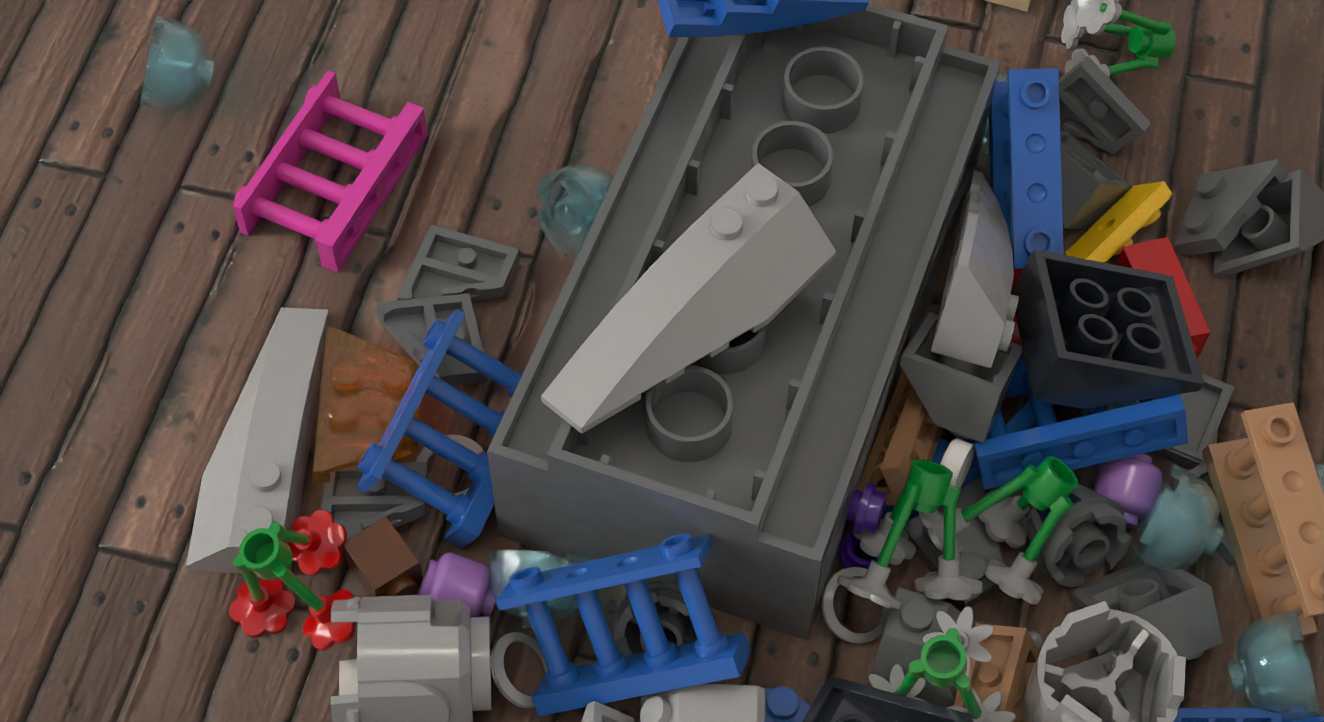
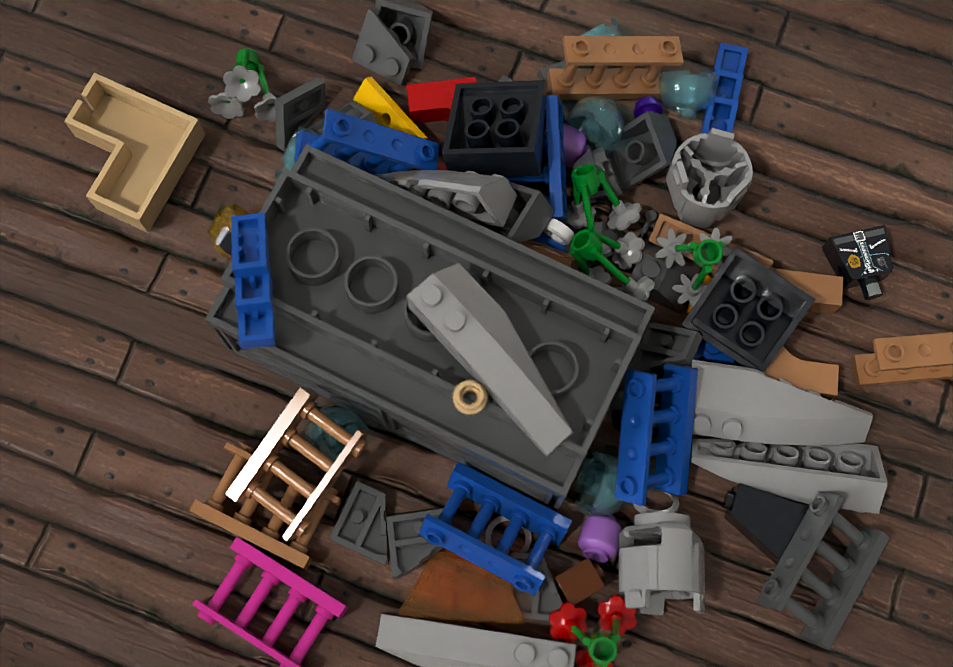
camera: 85 degrees left, 15 degrees up
(444, 118) = (241, 522): none -> medium nougat fence
(528, 113) = (267, 459): none -> medium nougat fence
(613, 272) = (466, 387): none -> tan plate
(785, 659) = (664, 345): none -> dark grey wing
(1233, 614) = (647, 104): none -> dark purple plate

